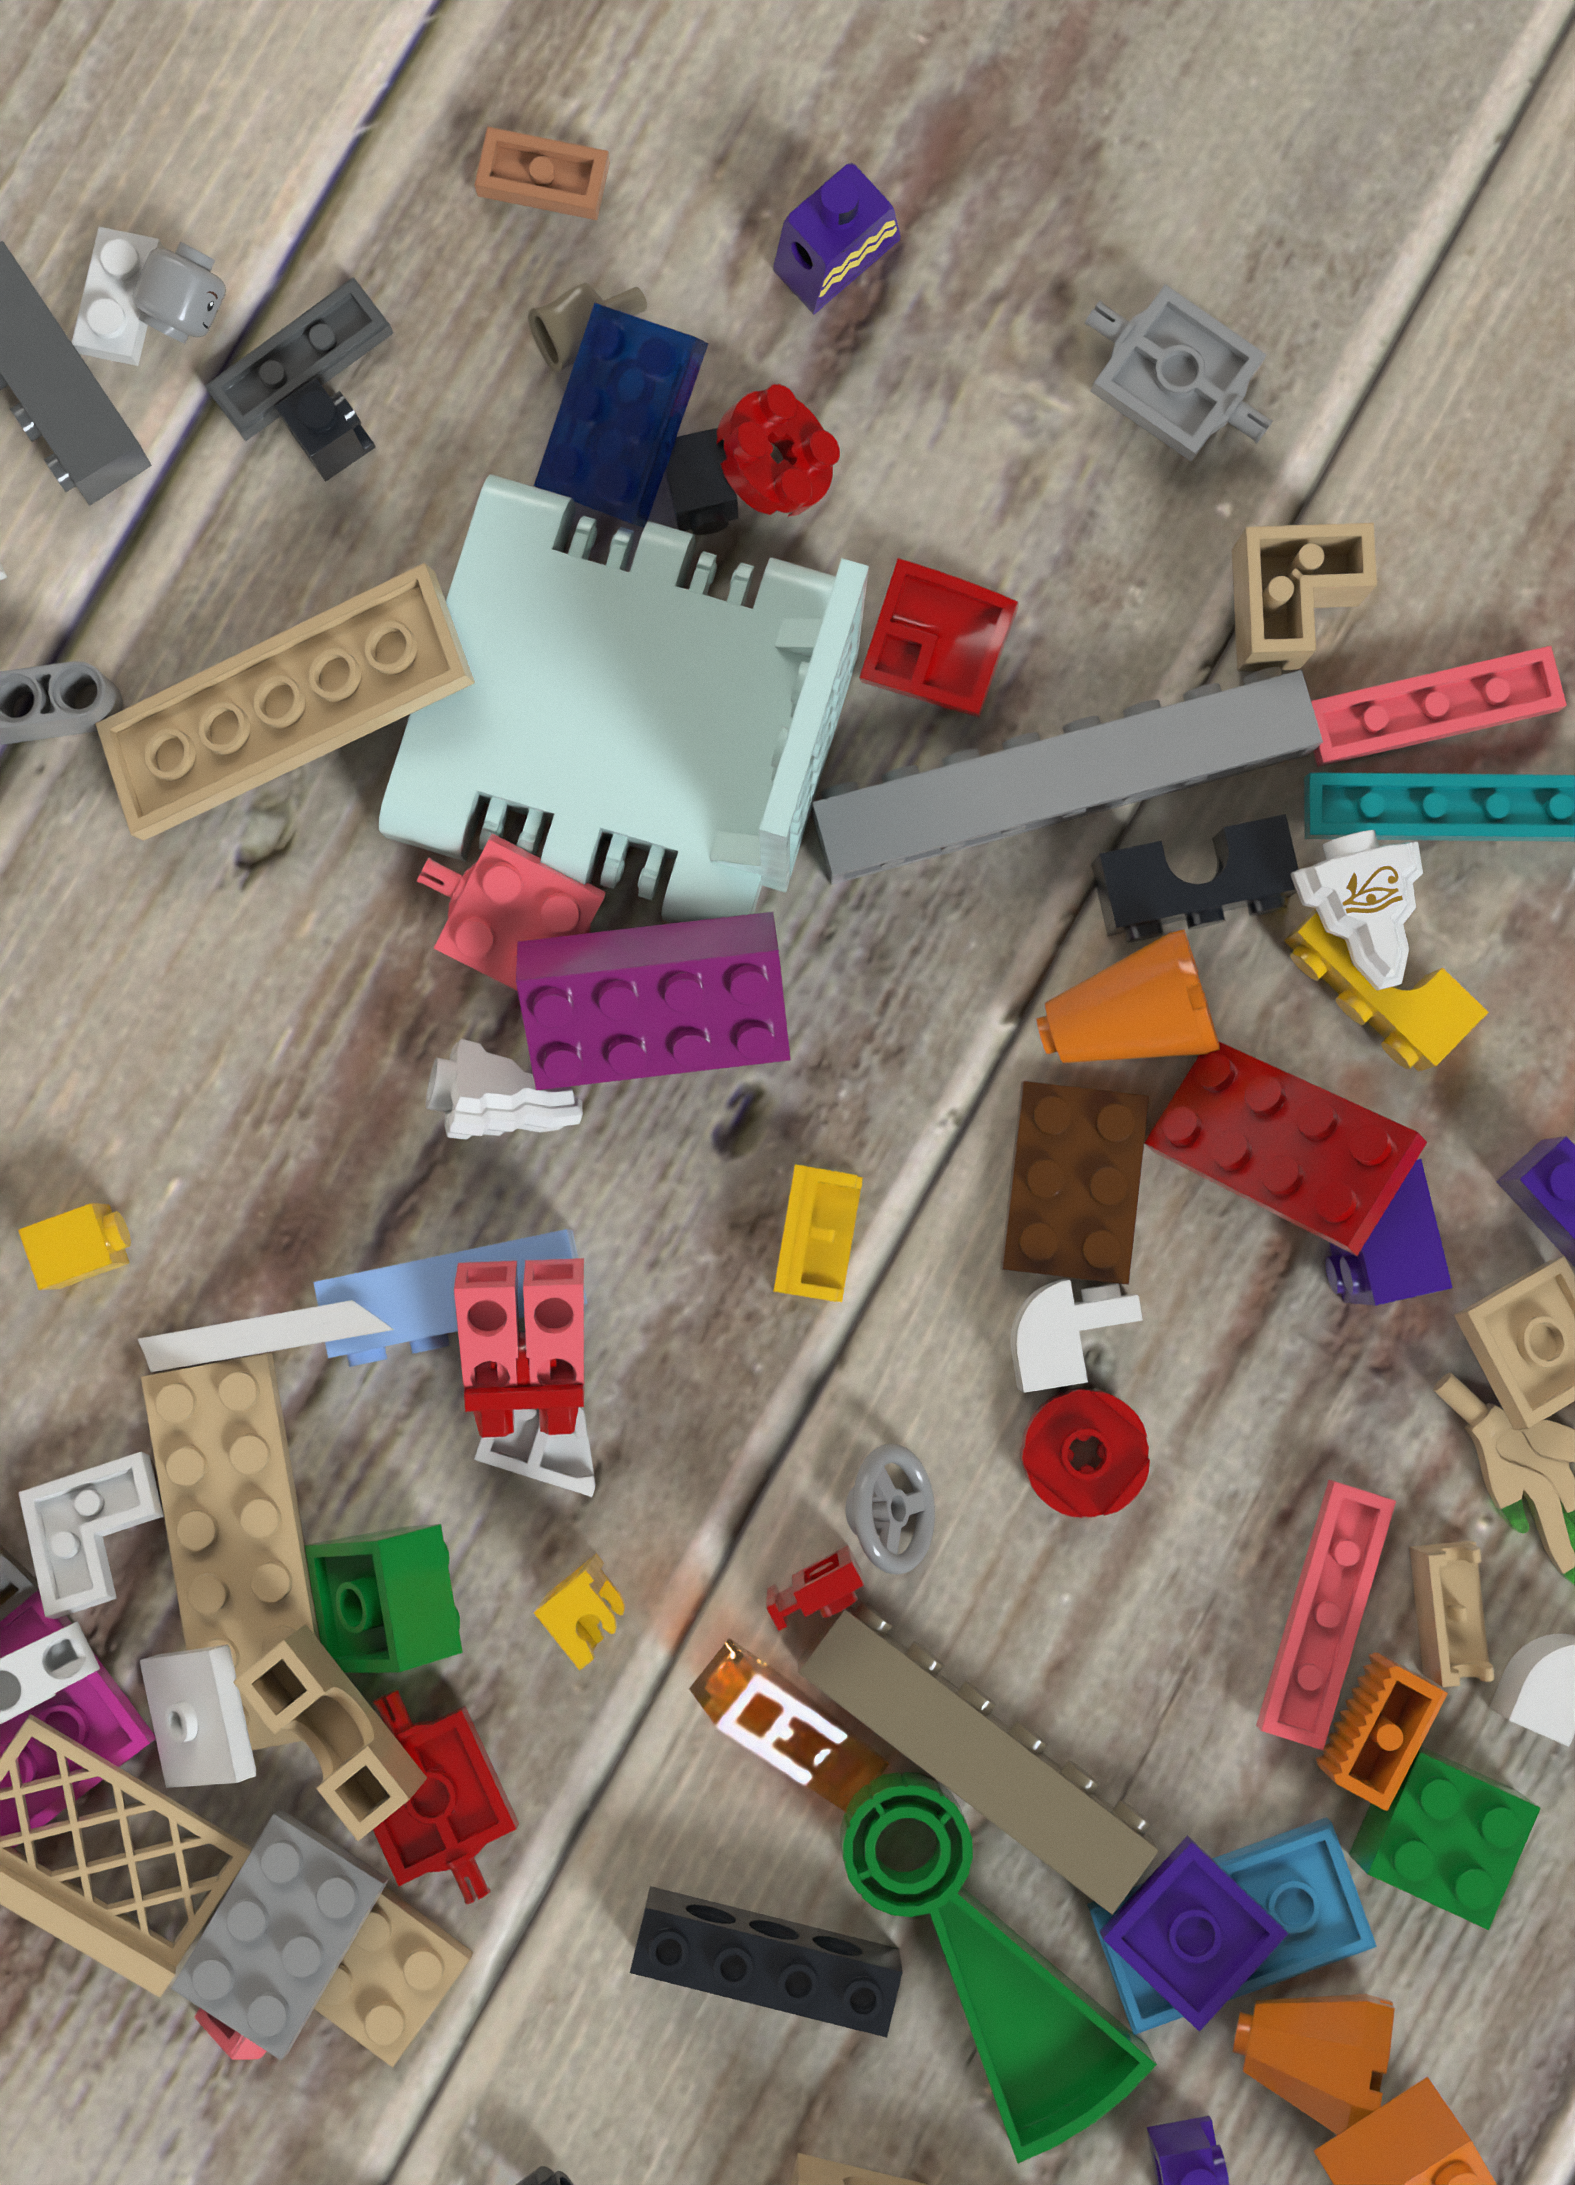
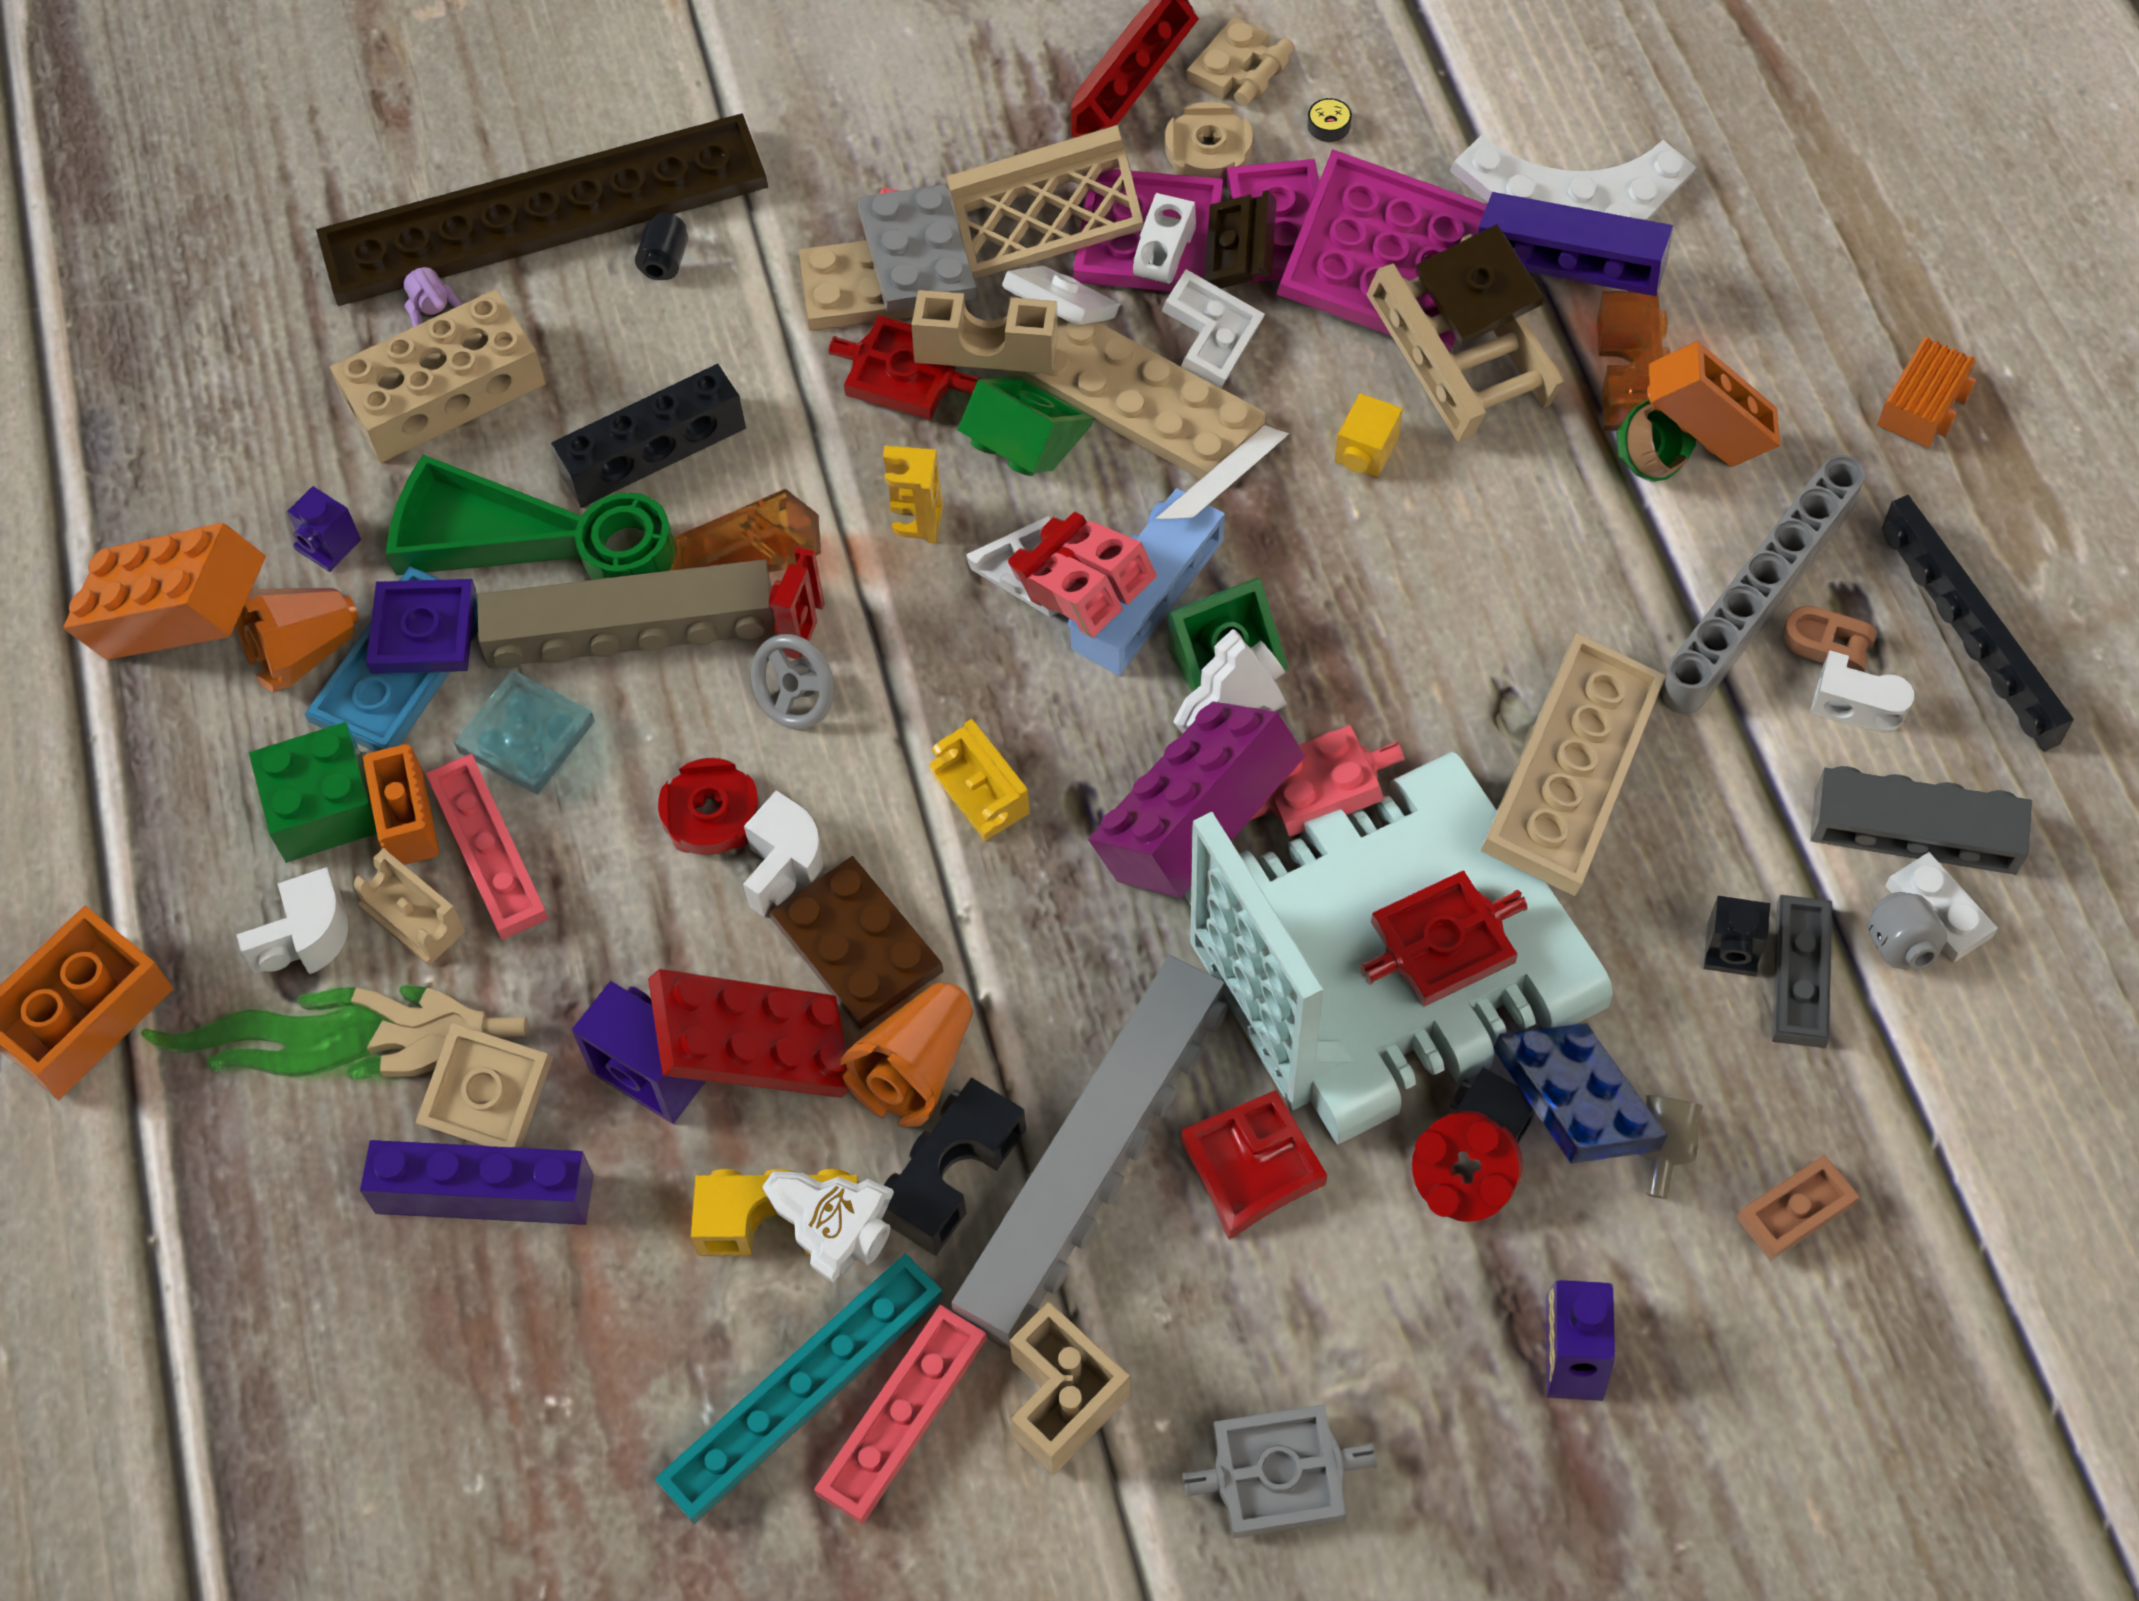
camera: 140 degrees right, 25 degrees down
(464, 1170) = (1202, 624): none -> green slope
(594, 636) = (1444, 938): none -> red plate
(1186, 1711) = (524, 732): none -> clear light blue plate

